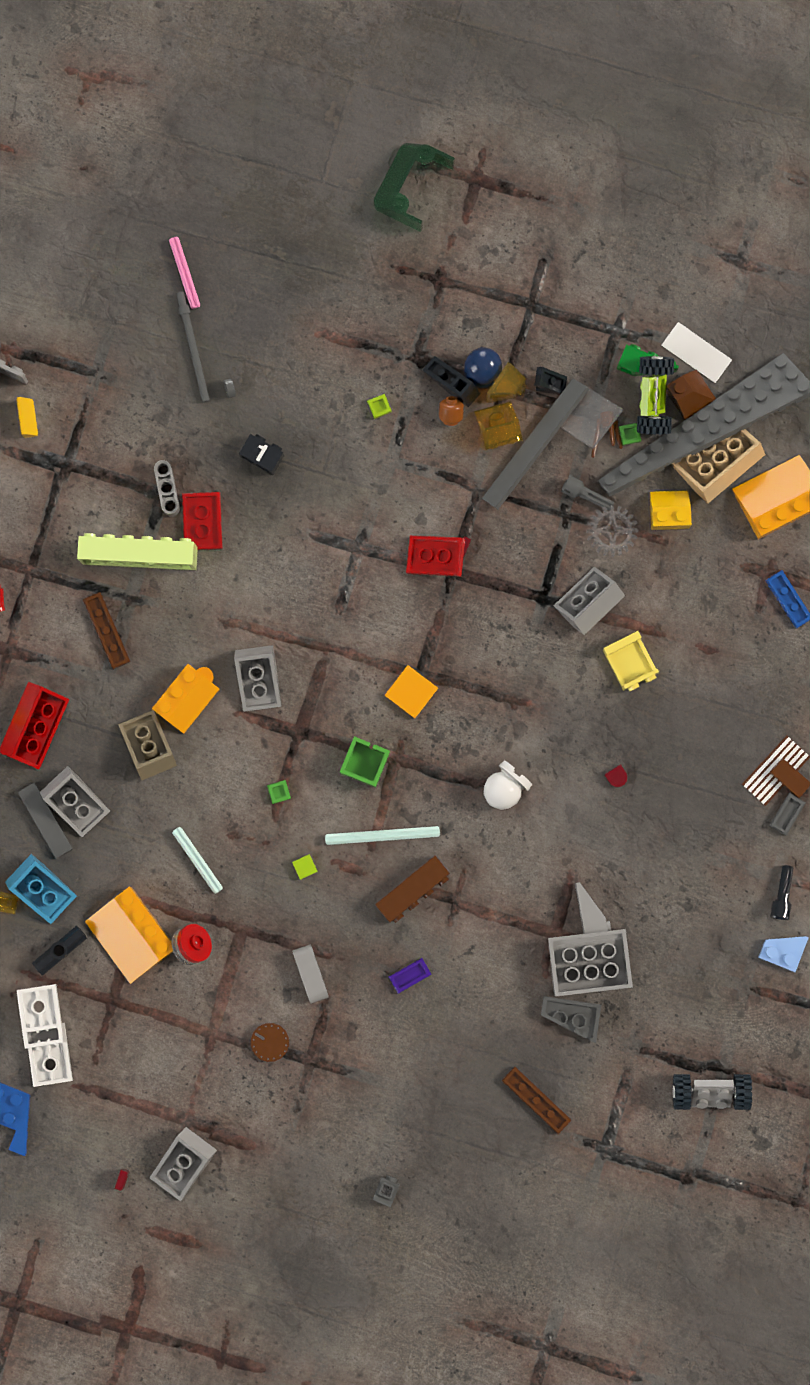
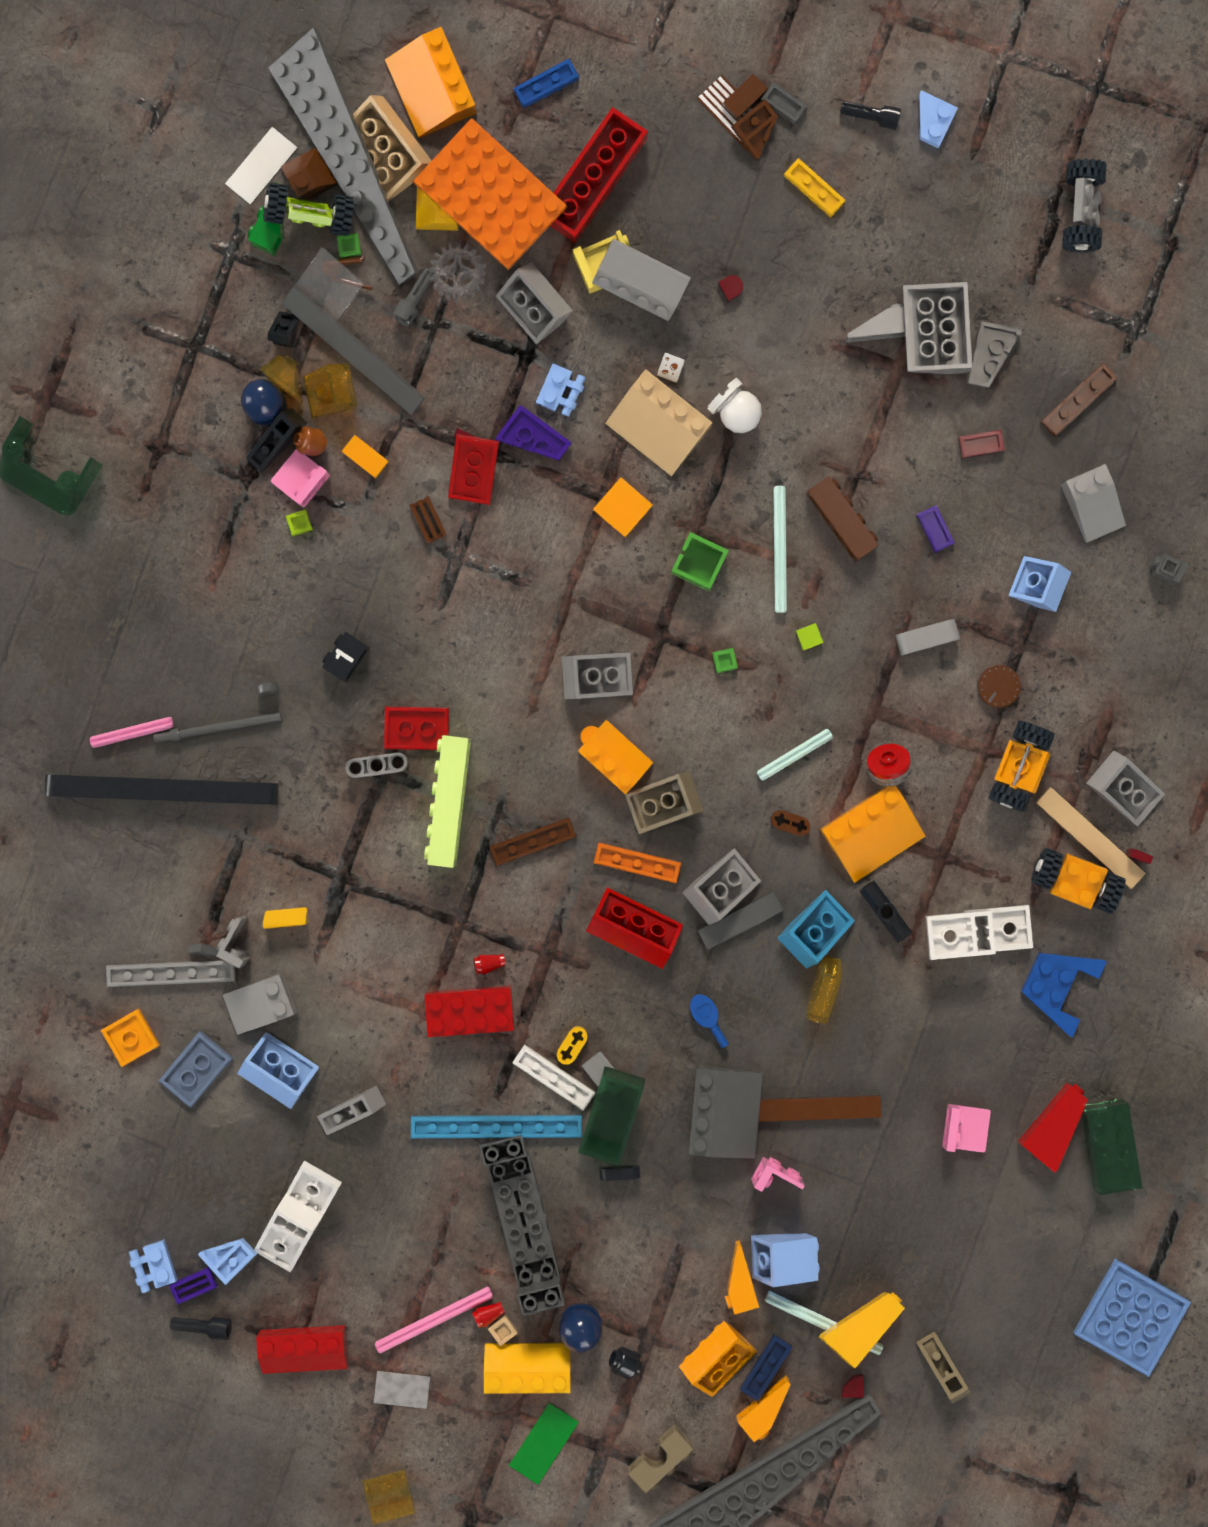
camera: 90 degrees left, 5 degrees up
(92, 725) = (637, 862): none -> orange tile
(95, 1123) = (1078, 881): none -> plate
(131, 858) = (792, 818): none -> reddish brown beam
(135, 302) = (161, 789): none -> black beam
(136, 1134) = (1090, 837): none -> tan tile
(197, 1065) = (1022, 766): none -> plate
(365, 1073) = (1040, 583): none -> light blue slope
(403, 511) = (420, 503): none -> reddish brown tile
(418, 404) = (300, 478): none -> bright pink bracket
(441, 1119) = (1094, 503): none -> light grey slope
(442, 460) = (365, 456): none -> light orange tile
(470, 608) = (534, 435): none -> dark purple wing
(488, 718) = (658, 423): none -> tan slope
(490, 1013) = (981, 444): none -> dark red tile
(515, 624) = (554, 388): none -> light blue plate
(539, 726) = (670, 367): none -> white slope
(613, 692) = (641, 280): none -> light grey slope
(679, 553) = (489, 194): none -> orange plate
(707, 646) = (597, 172): none -> red brick
(712, 846) = (814, 187): none -> yellow tile
(762, 789) = (755, 128): none -> reddish brown wing

